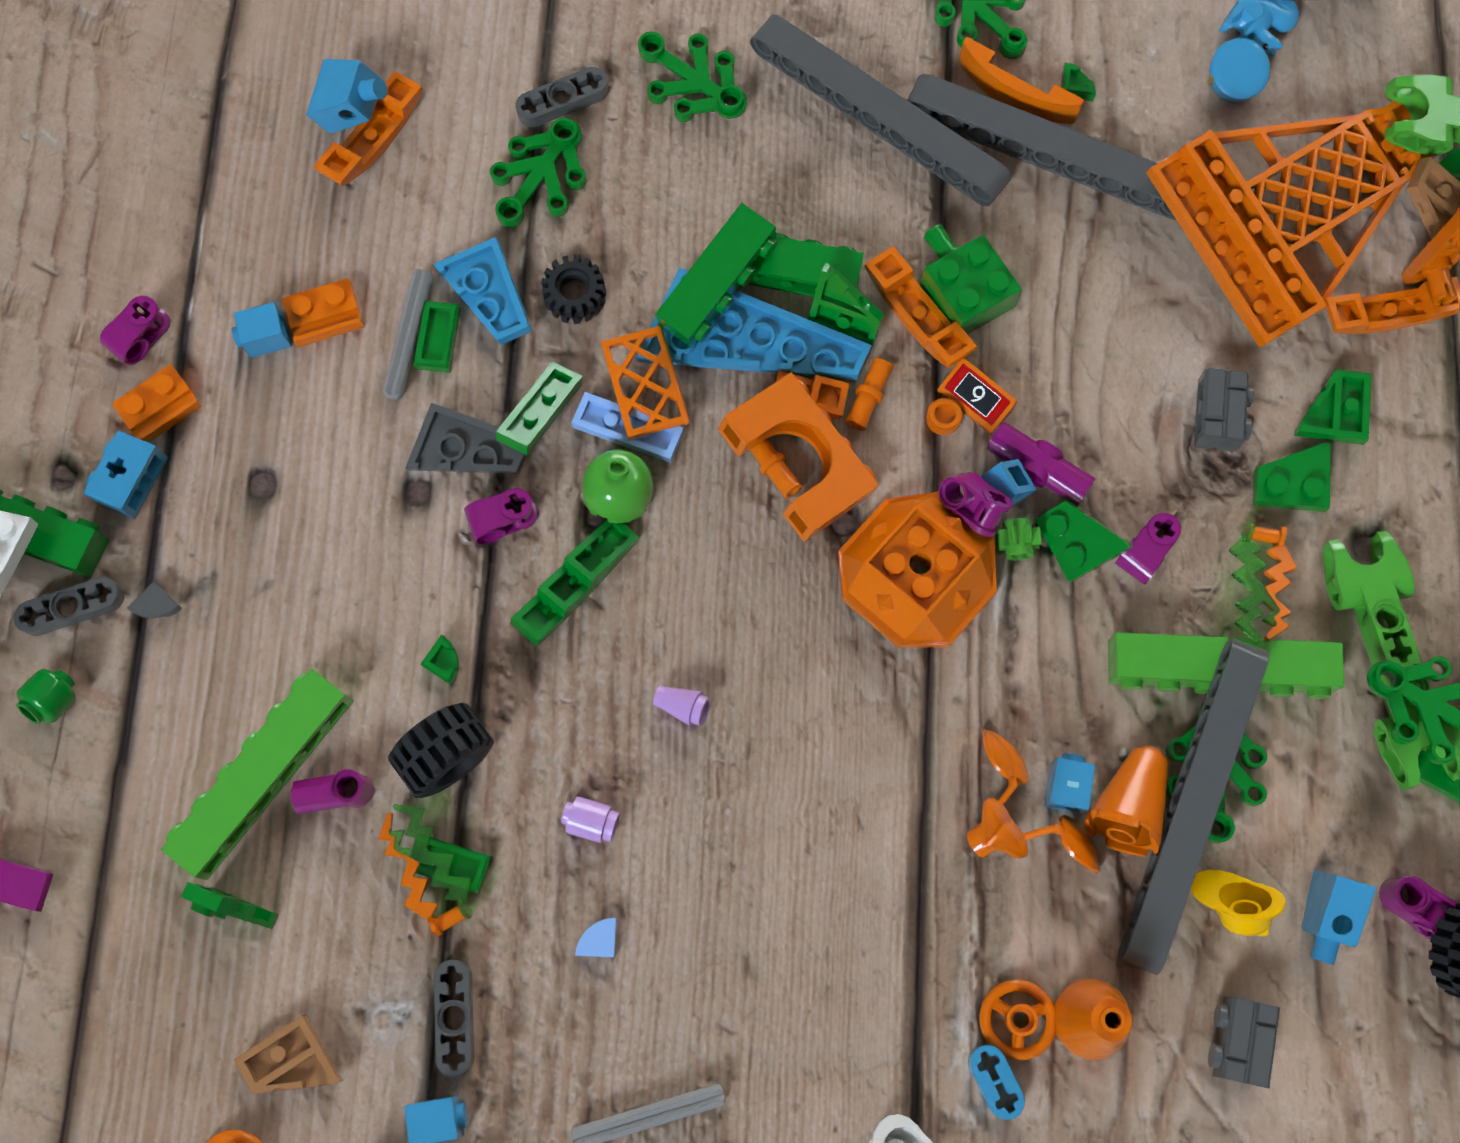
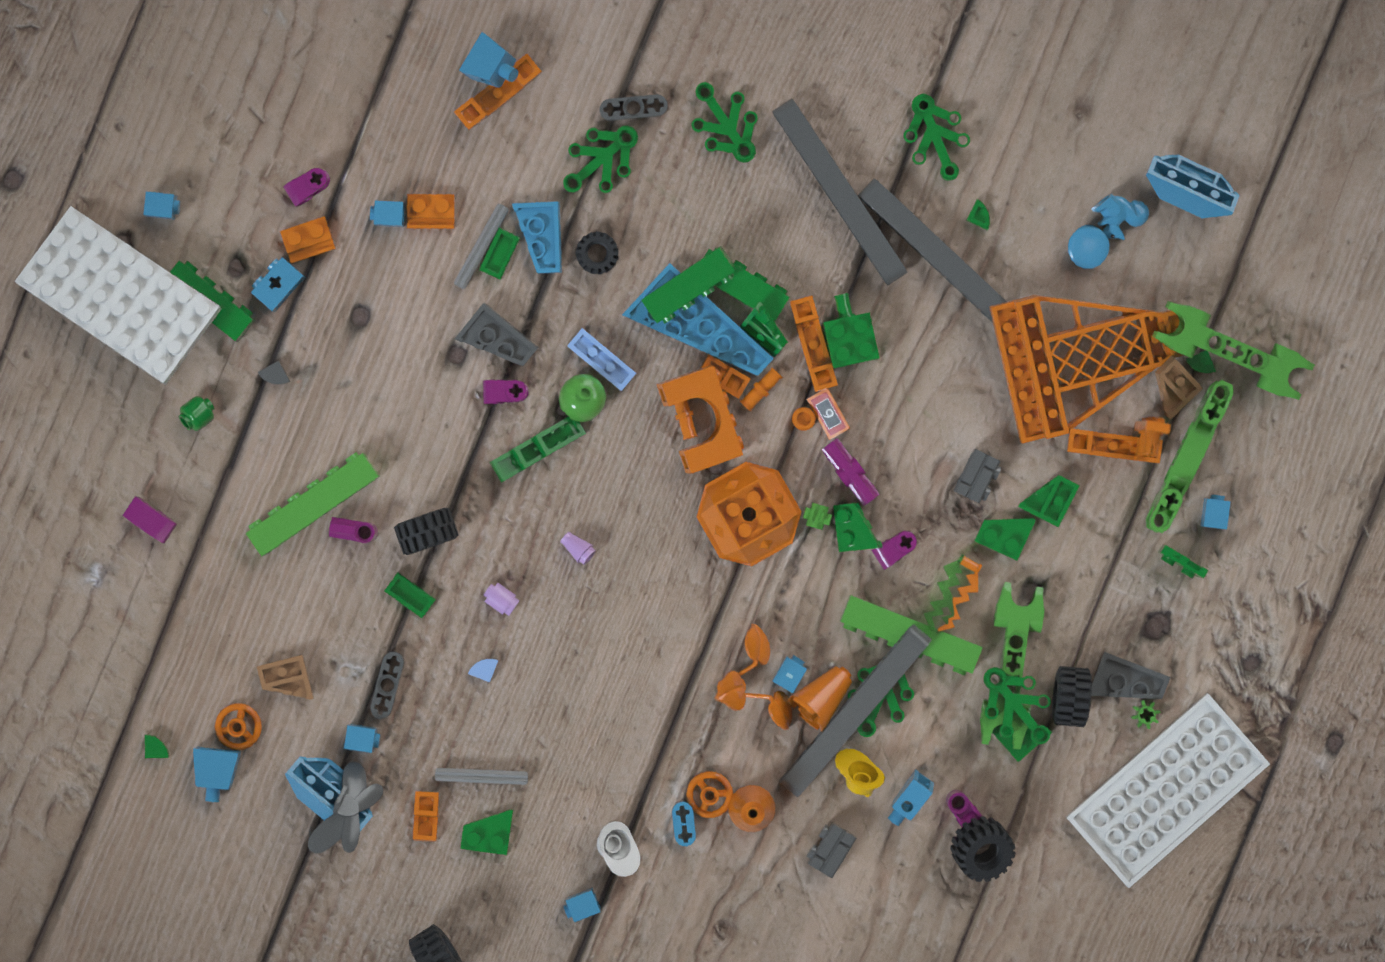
camera: 20 degrees right, 15 degrees up
(52, 604) = (239, 352): dark grey beam -> none
(217, 903) = (270, 575): green wing -> none
(420, 854) = (394, 585): piece -> none
(442, 660) = (441, 470): green tile -> none
(539, 408) = (550, 331): plate -> none
(672, 392) = (637, 348): orange window -> none
(981, 504) = (796, 485): magenta piece -> none
(1011, 480) = (819, 481): dark azure brick -> none
(1056, 106) = (919, 182): orange slope -> none

